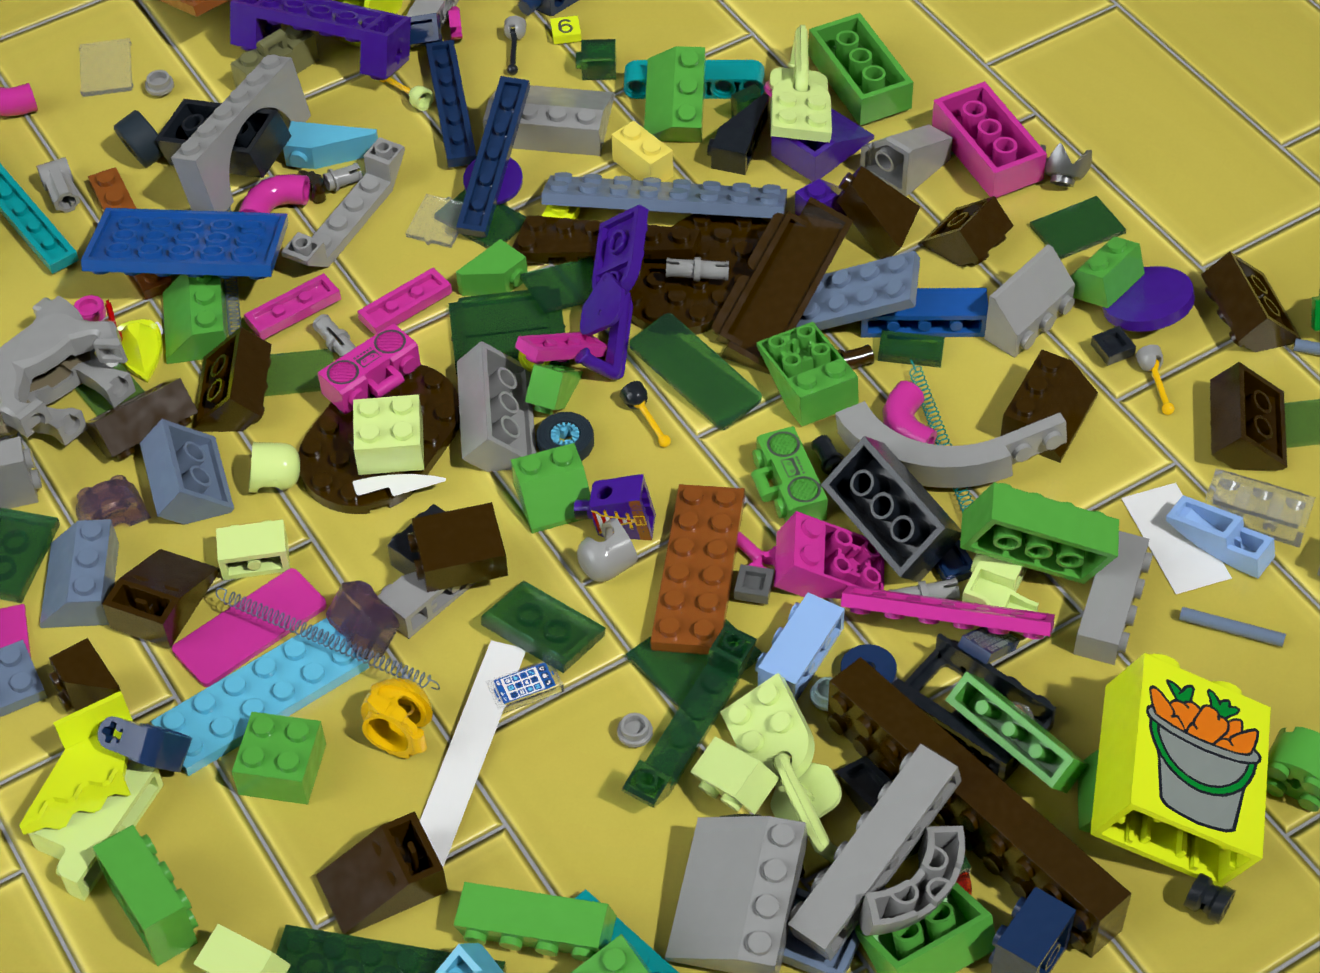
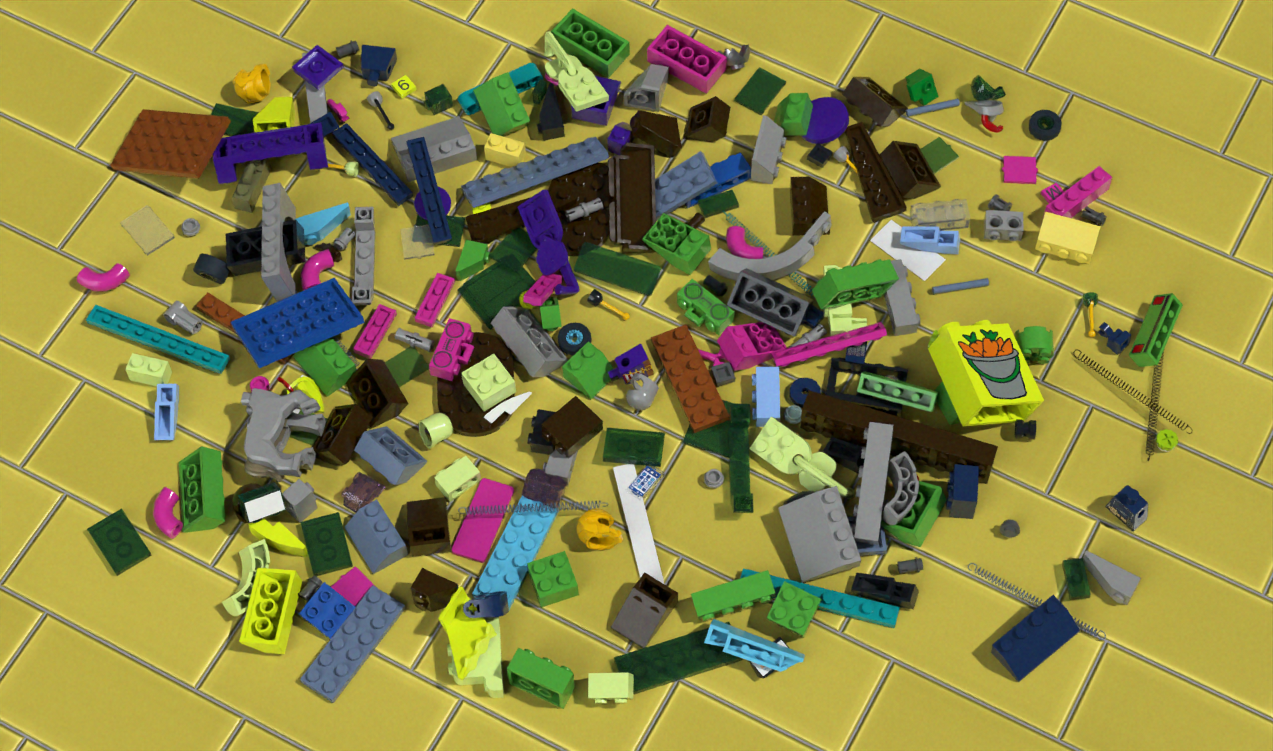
camera: 30 degrees left, 10 degrees up
(734, 775) = (780, 478): yellowish green brick -> none
(1182, 416) = (877, 185): none -> dark brown wing

